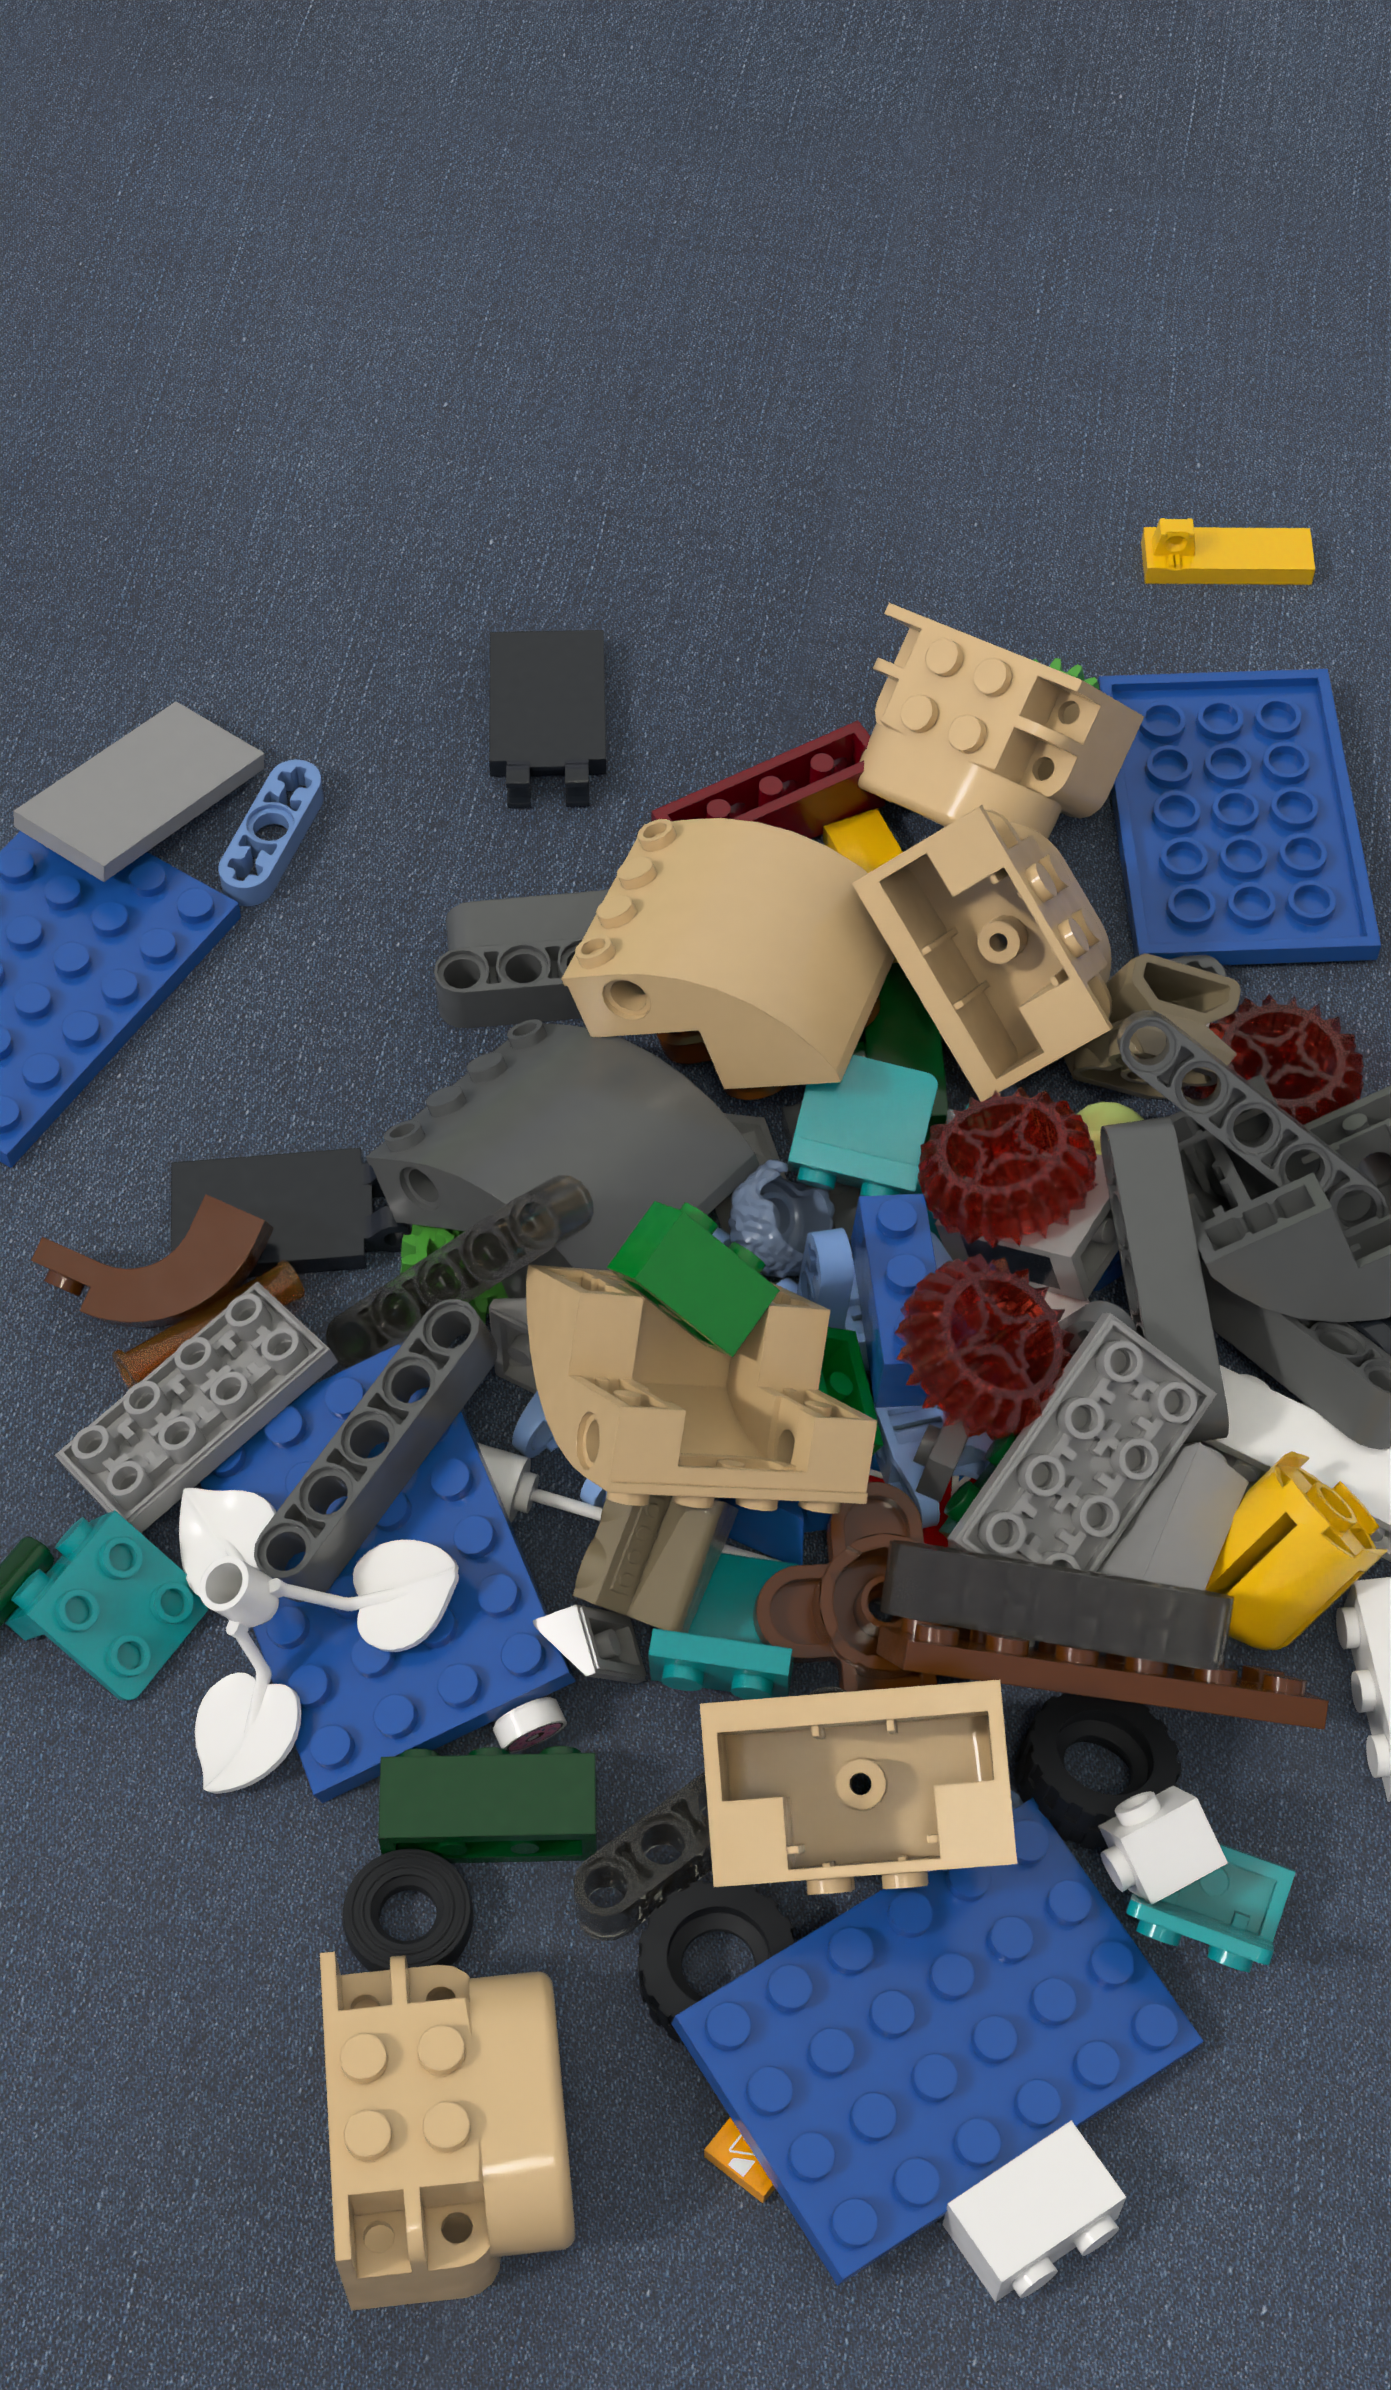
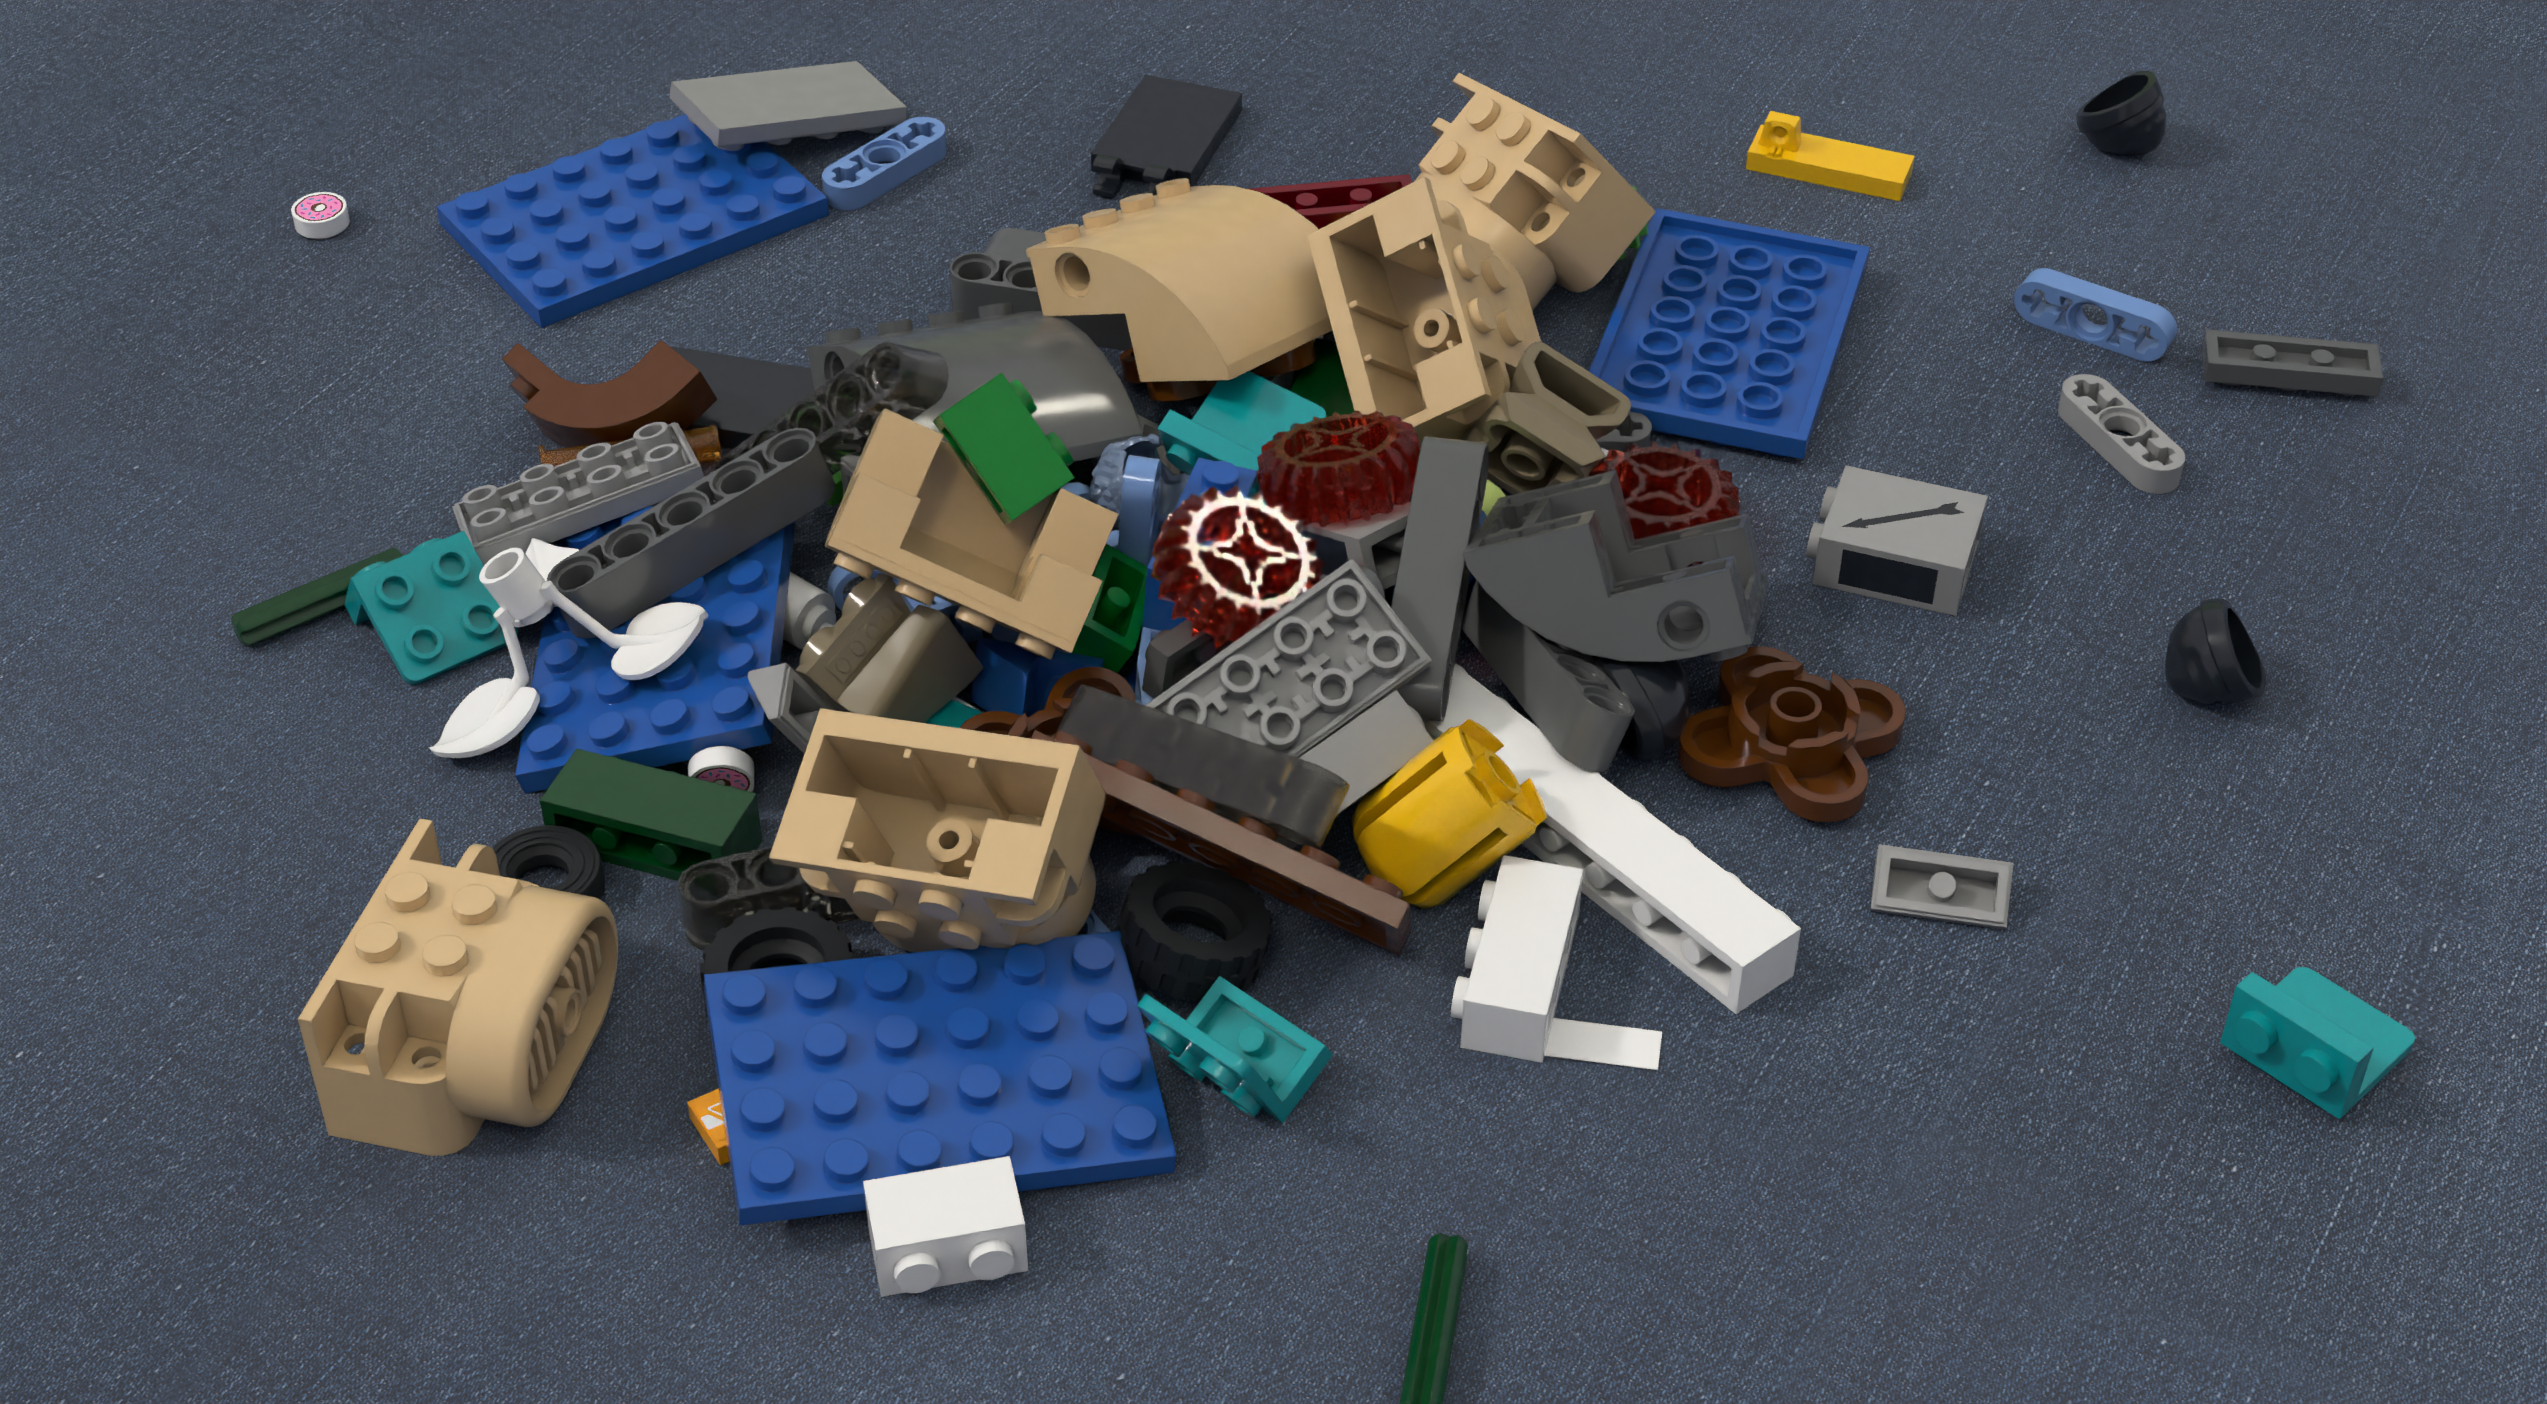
camera: 20 degrees right, 15 degrees down
(1159, 1844) = (1199, 971): white brick -> none
(1232, 1097) = (1558, 458): dark grey beam -> none

